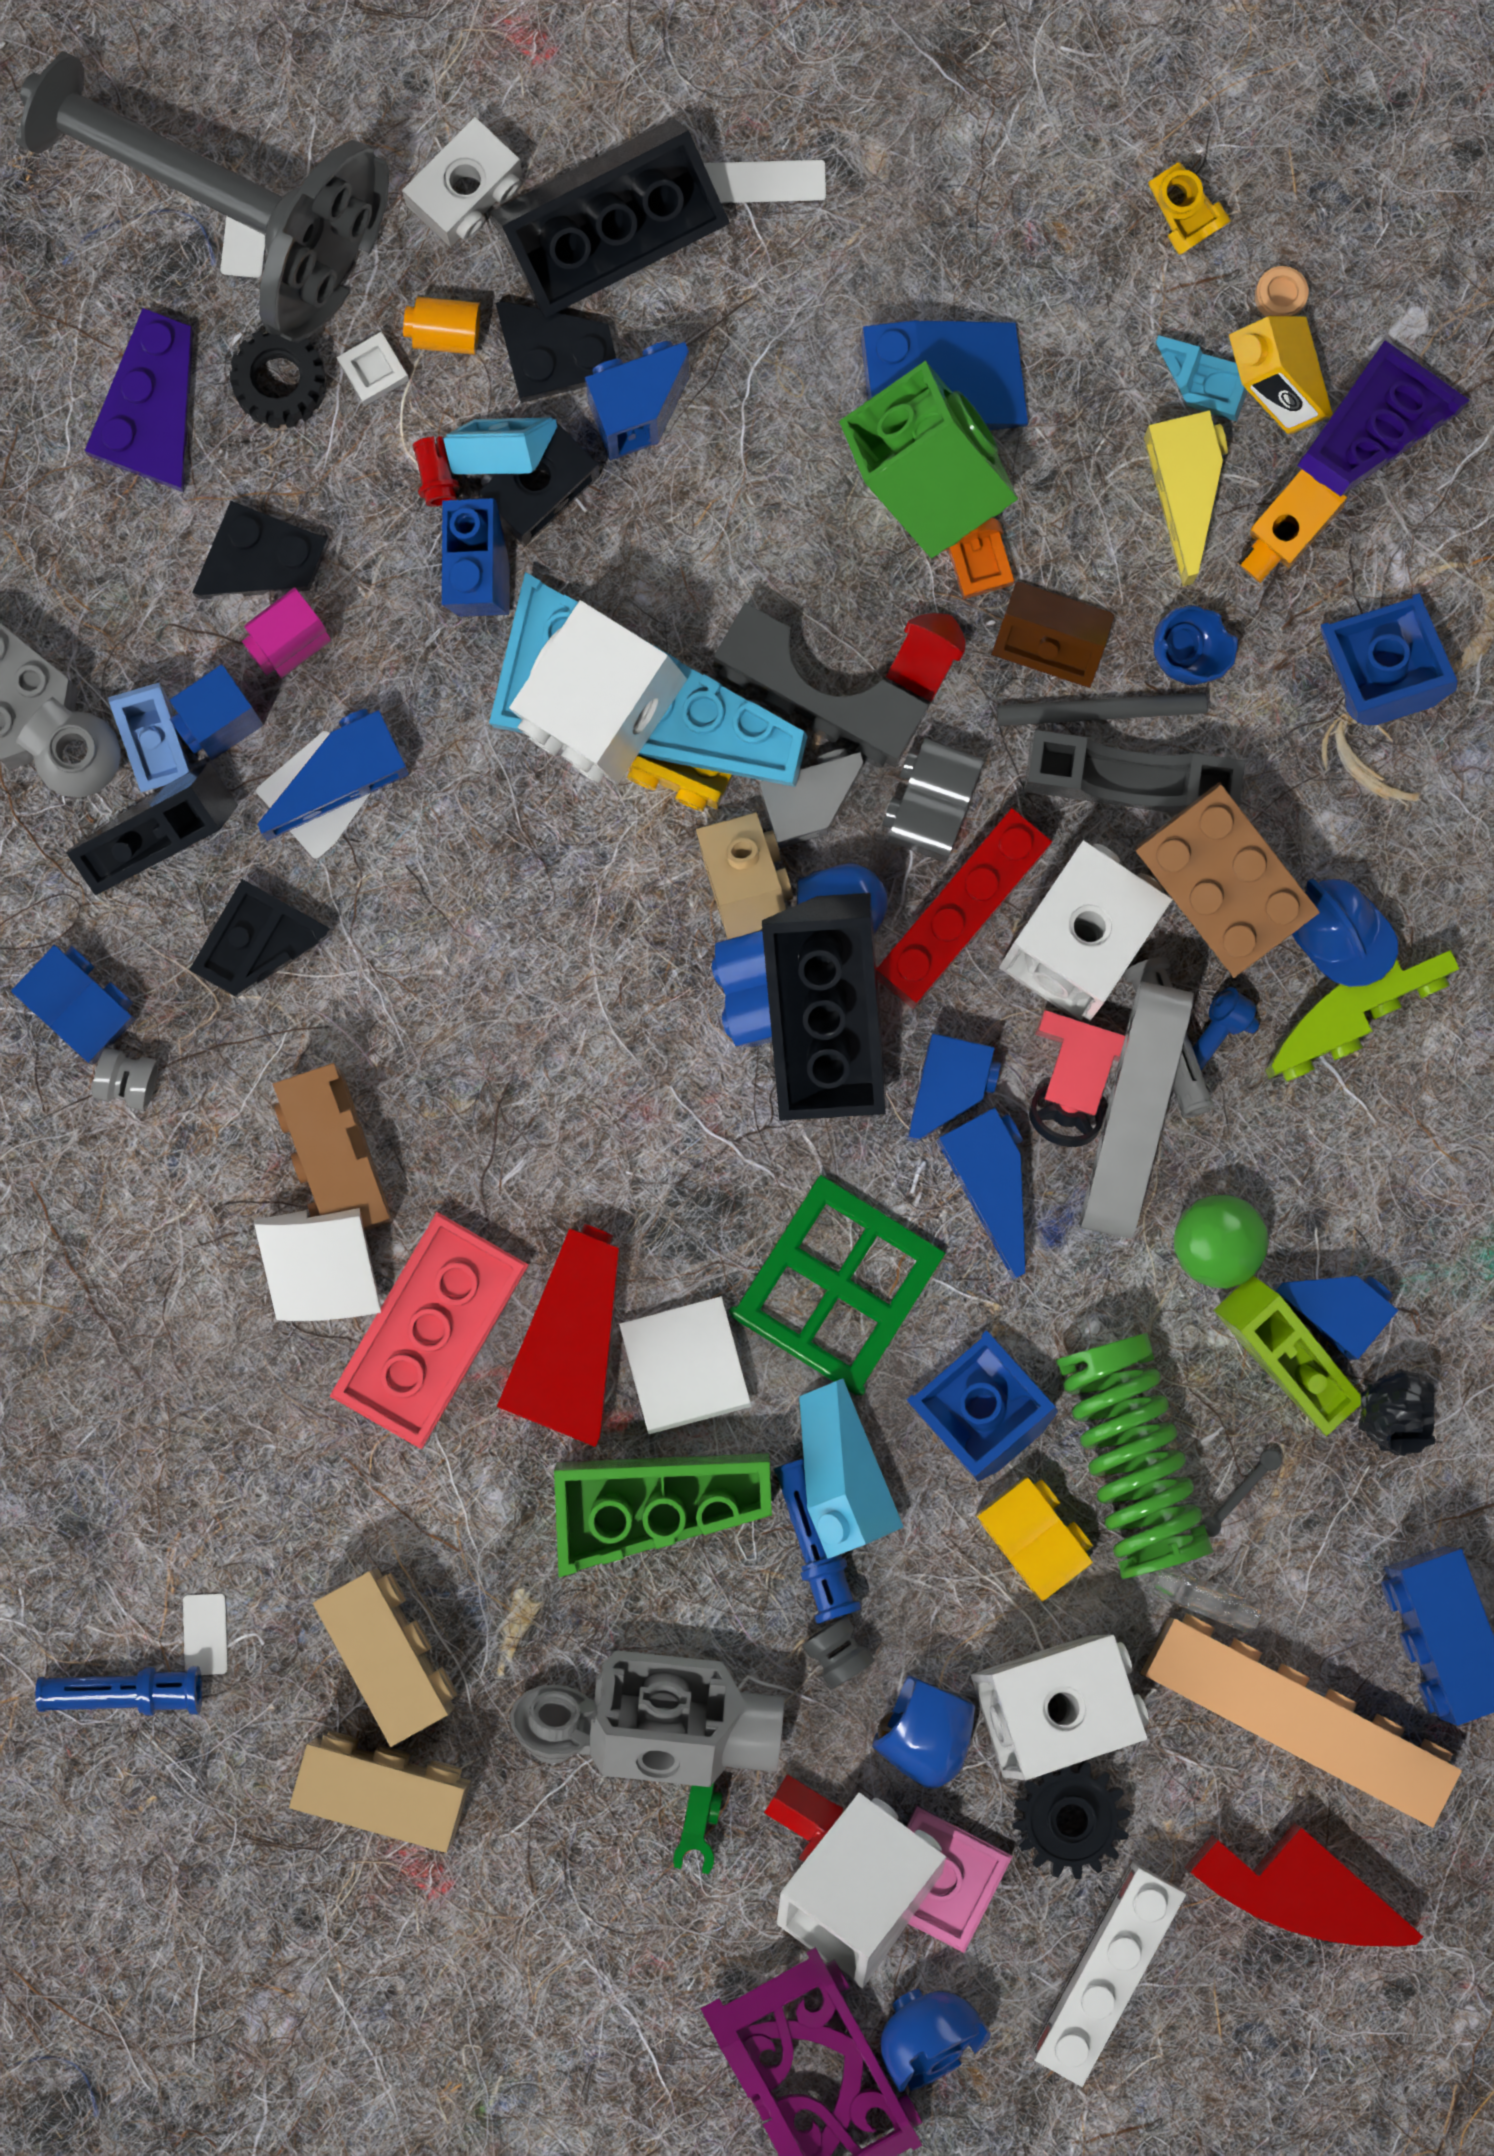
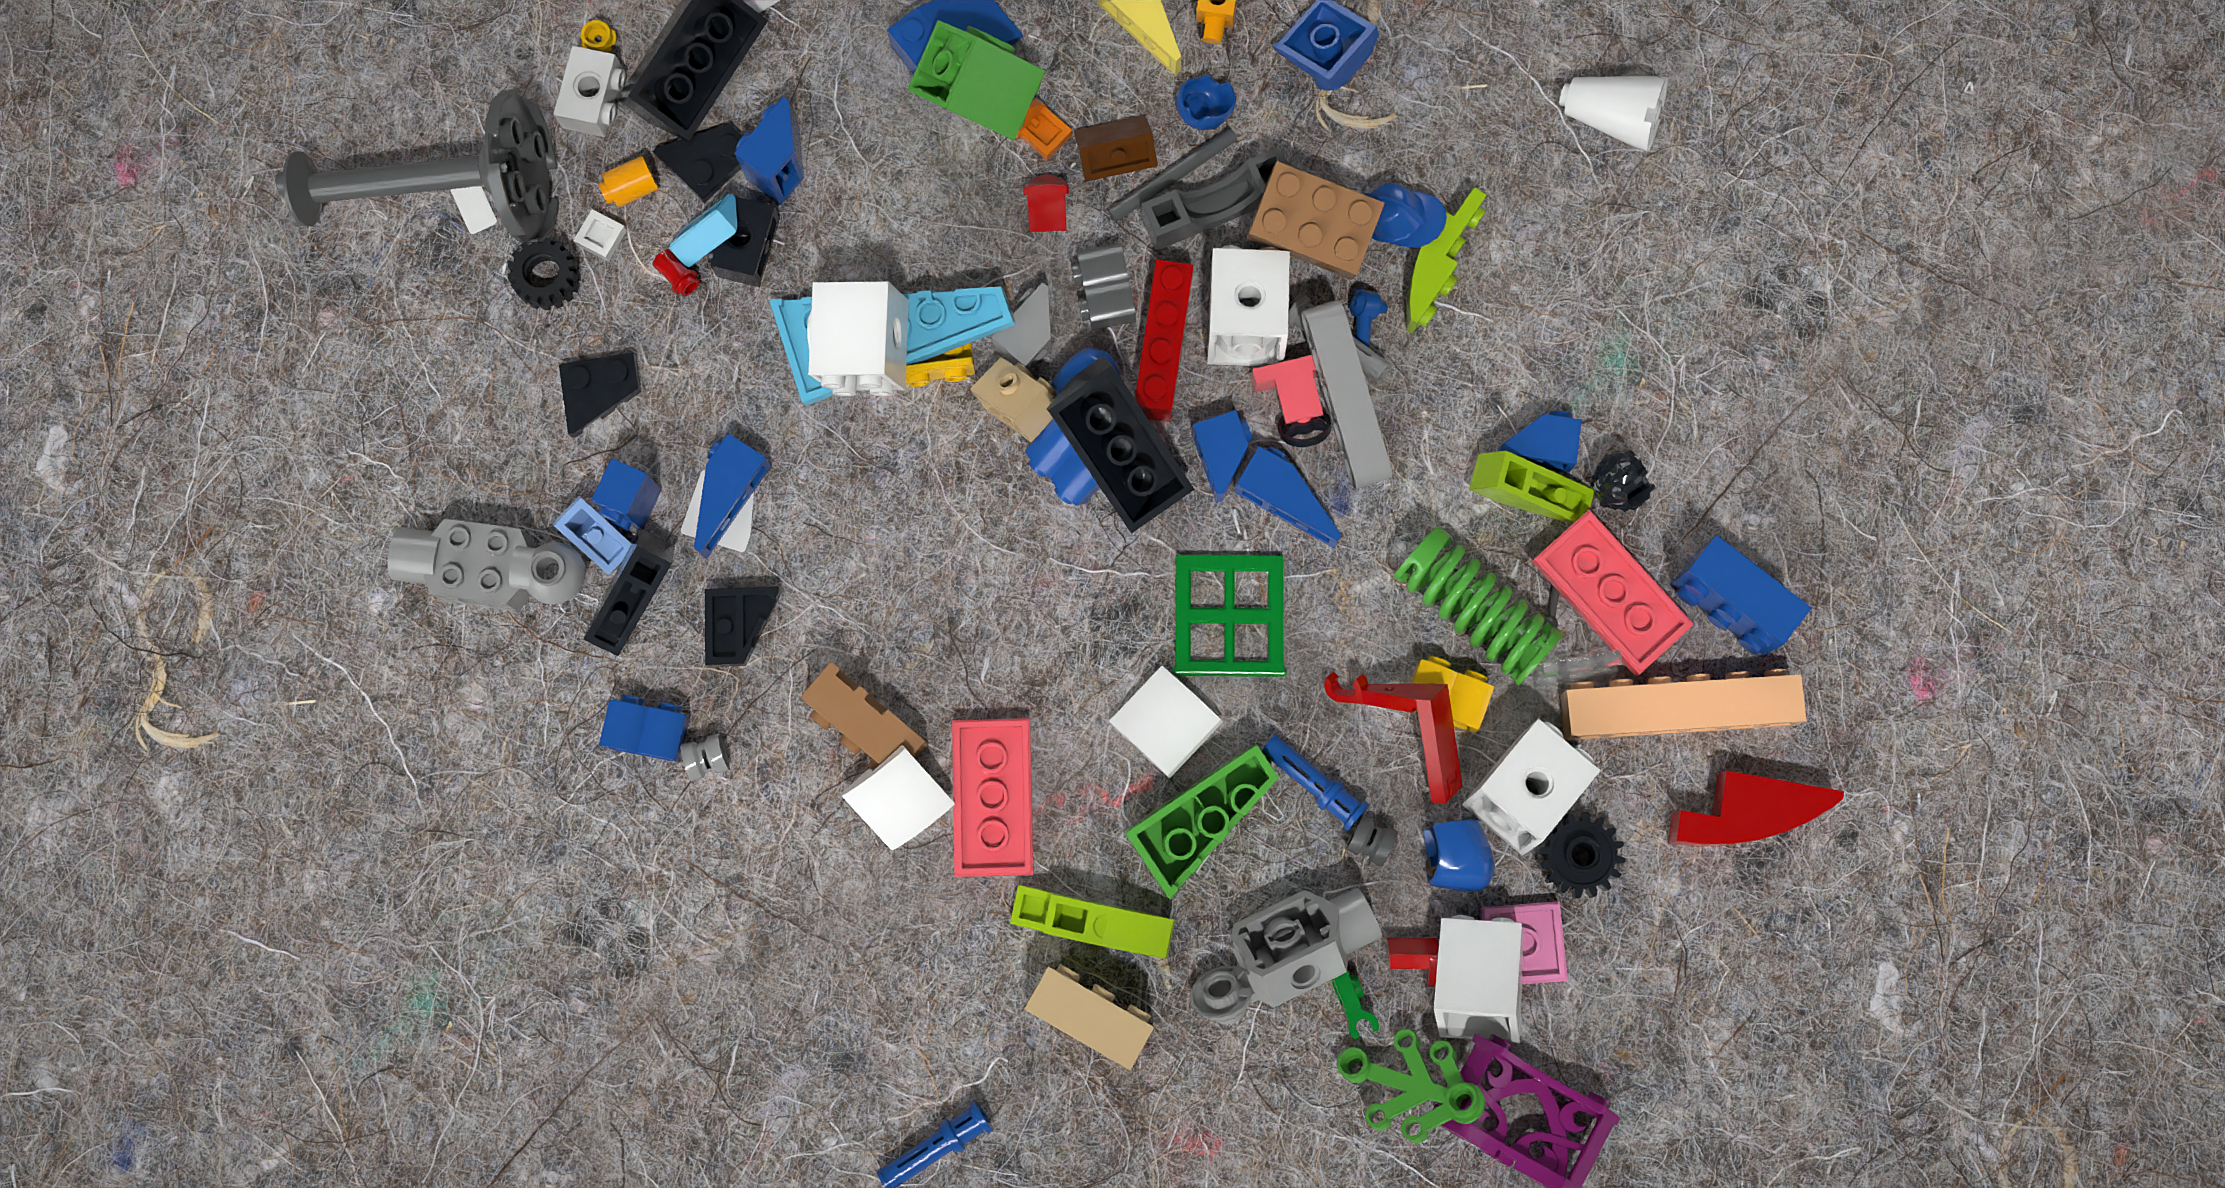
camera: 25 degrees left, 5 degrees down
(147, 404) = (471, 339): dark purple wing -> none
(205, 1633) = (966, 1076): white sticker -> none
(284, 635) = (641, 421): dark pink brick -> none
(380, 1791) = (1140, 1105): tan brick -> none
(455, 1547) = (1092, 922): none -> lime slope
(474, 559) = (732, 308): blue slope -> none
(509, 107) = (594, 29): none -> yellow plate
(566, 1351) = (1086, 757): red slope -> none
(709, 1968) = (1417, 1087): none -> bright green plant
(841, 1473) = (1304, 727): medium azure slope -> none
(875, 721) = (945, 265): dark grey arch -> none
(929, 2037) = (1581, 1046): blue cylinder -> none
(984, 1408) = (1367, 634): blue slope -> none
(996, 1558) = (1435, 721): none -> red hinge
(1107, 1974) = (1665, 937): white brick -> none
(1221, 1241) = (1447, 444): bright green piece -> none
(1305, 1536) = (1612, 592): none -> coral piece

